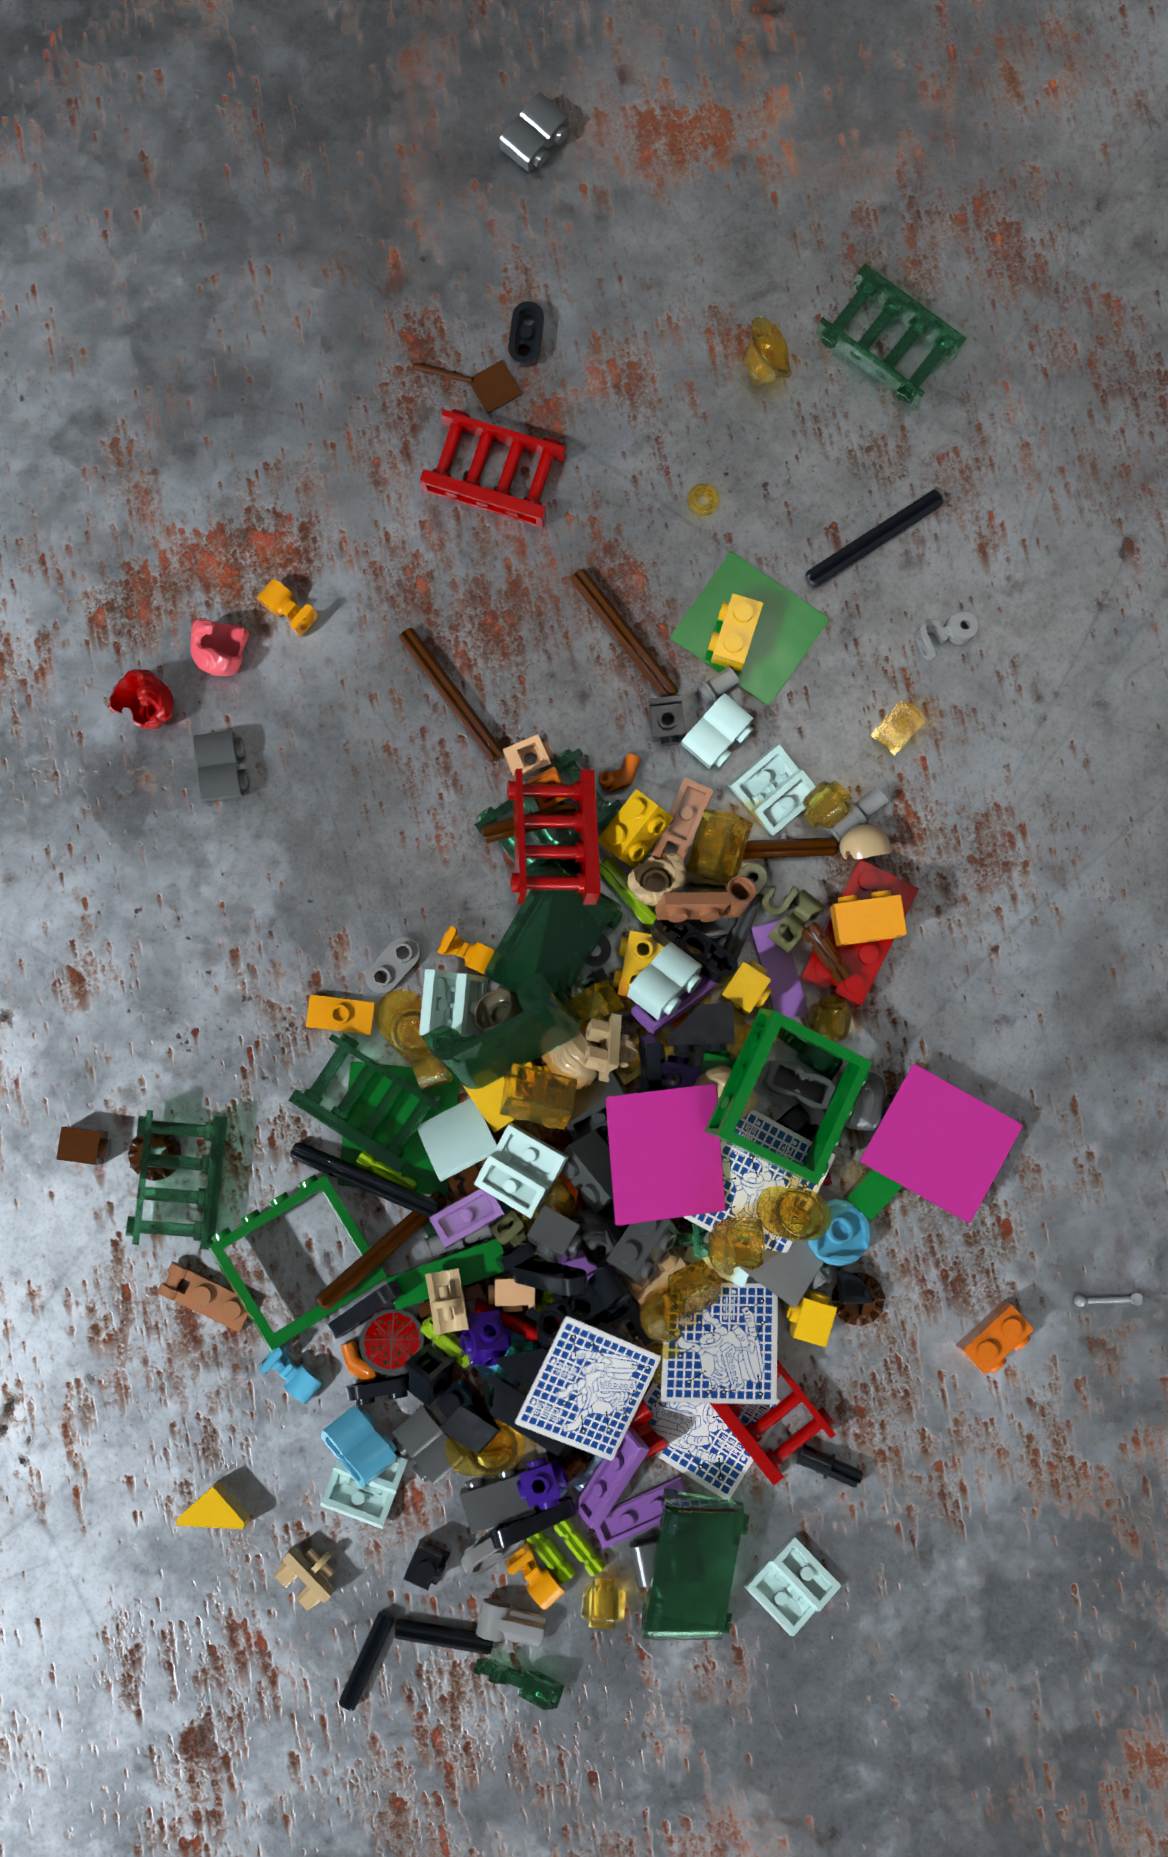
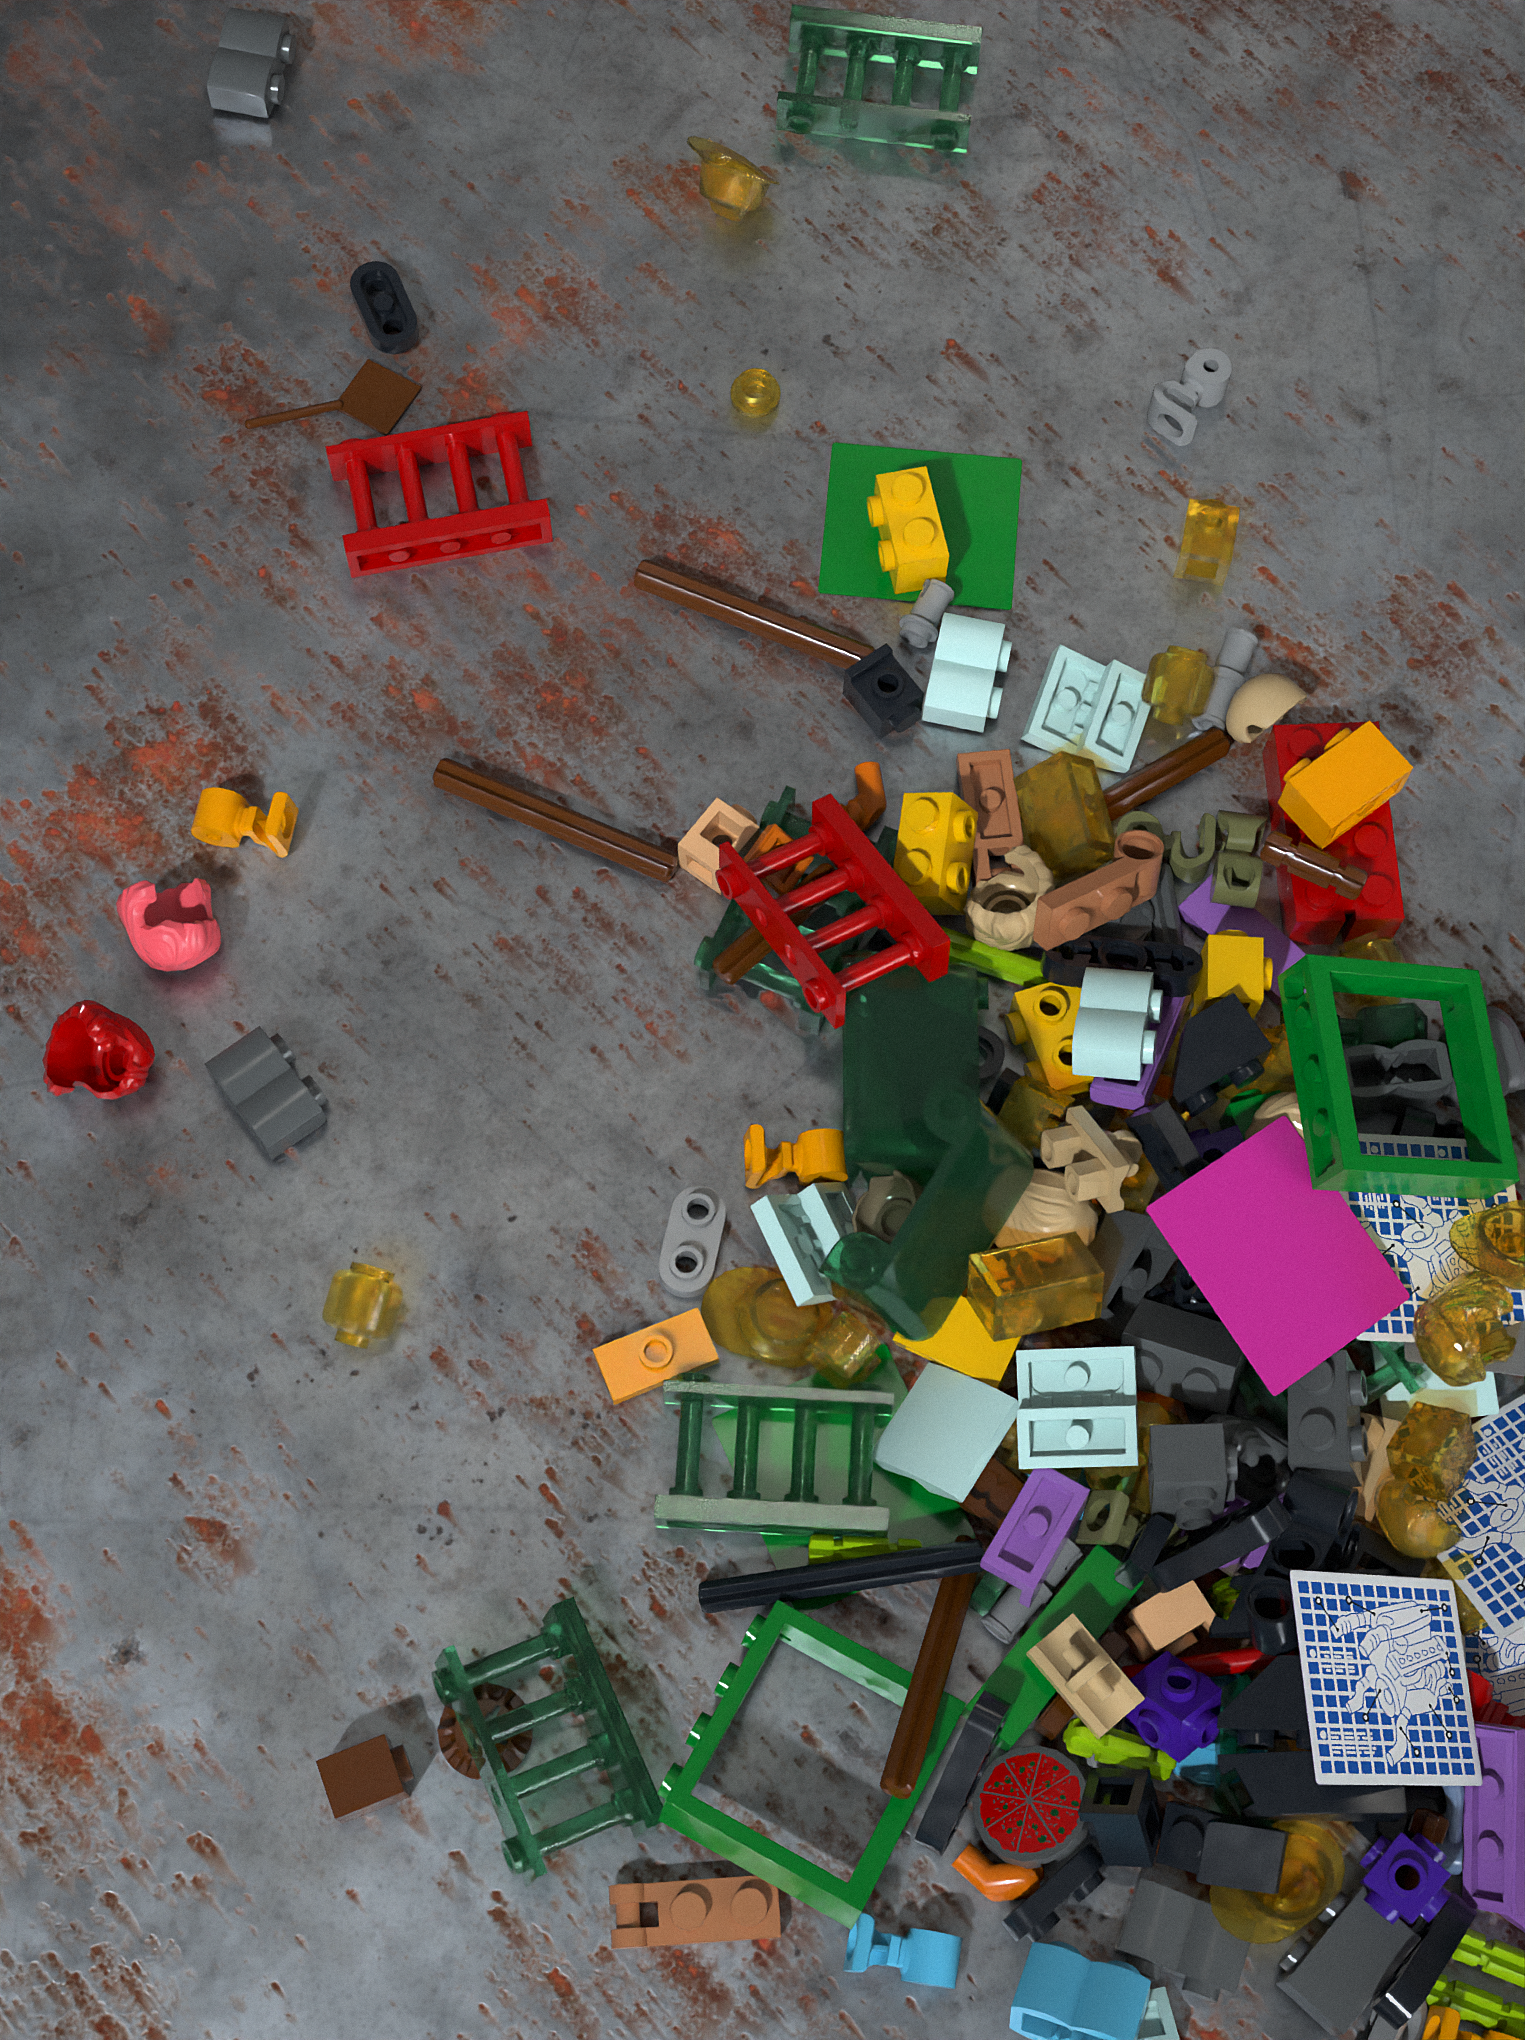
camera: 30 degrees left, 15 degrees down
(207, 907) = (362, 1304): none -> clear yellow head
(874, 538) = (1016, 330): black axle -> none

